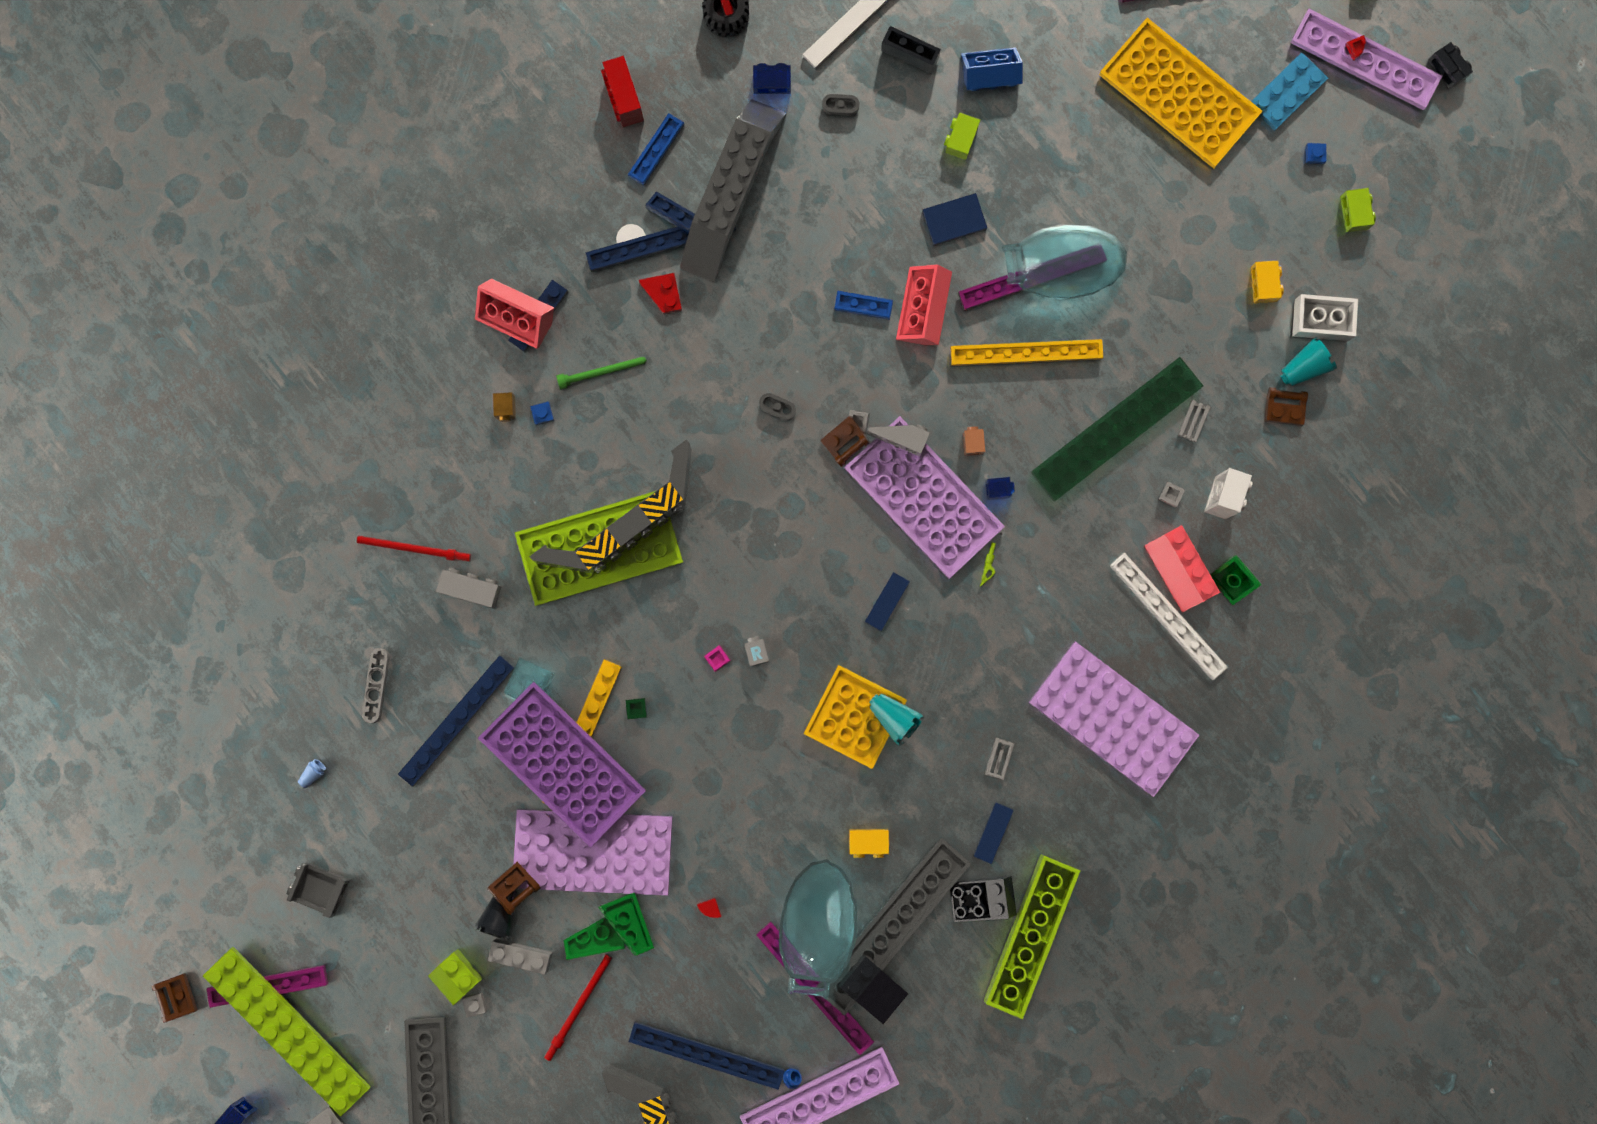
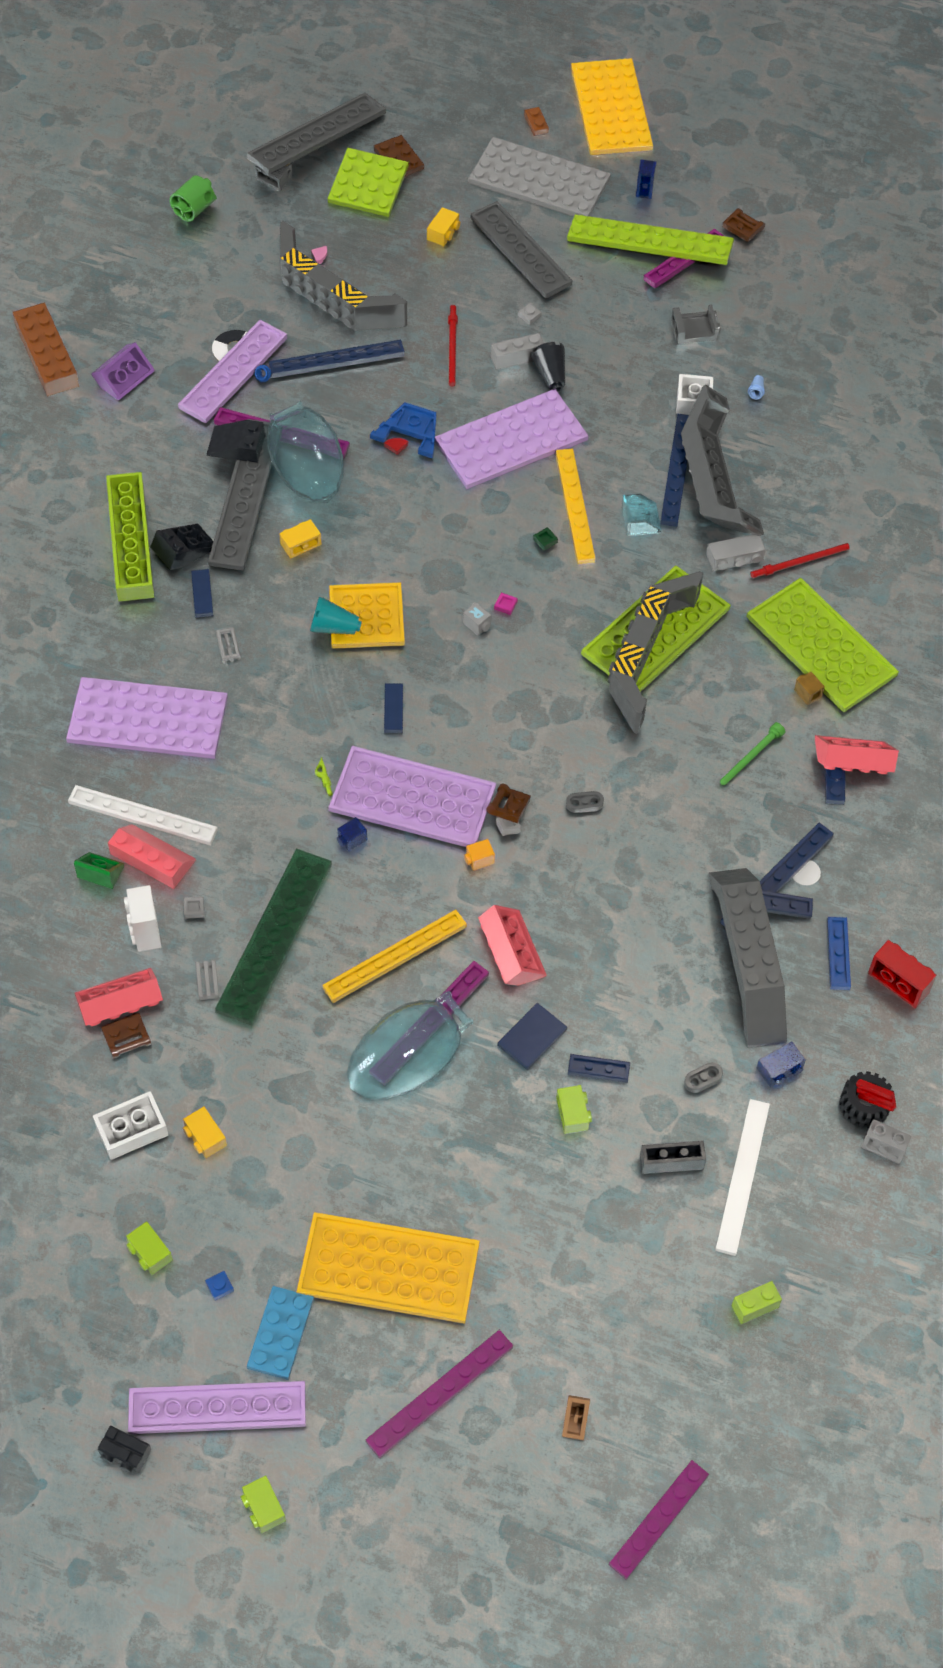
camera: 150 degrees right, 25 degrees down
(373, 685) = (759, 460): light grey beam -> none
(382, 794) = (688, 391): none -> white brick
(434, 684) = (709, 467): none -> dark grey slope
(455, 976) = (554, 323): lime slope -> none
(459, 446) = (822, 643): none -> lime plate
(508, 883) = (558, 381): reddish brown plate -> none
(542, 413) = (775, 701): blue plate -> none
(562, 764) = (575, 468): medium lavender plate -> none
(593, 940) = (469, 388): green wing -> none
(627, 920) = (454, 407): green wing -> none
(663, 292) = (745, 842): red wing -> none
(676, 924) = (412, 422): none -> blue wing
(863, 305) = (566, 922): blue tile -> none
(900, 405) = (479, 855): none -> light orange brick
(906, 437) = (460, 824): light grey slope -> none
(917, 162) = (599, 1068): none -> dark blue tile
(973, 441) = (396, 859): nougat brick -> none
(992, 68) = (586, 1187): blue slope -> none
(1277, 445) = (118, 997): none -> coral slope
(1308, 364) = (123, 1078): teal cone -> none
(1356, 47) = (234, 1408): red tile -> none

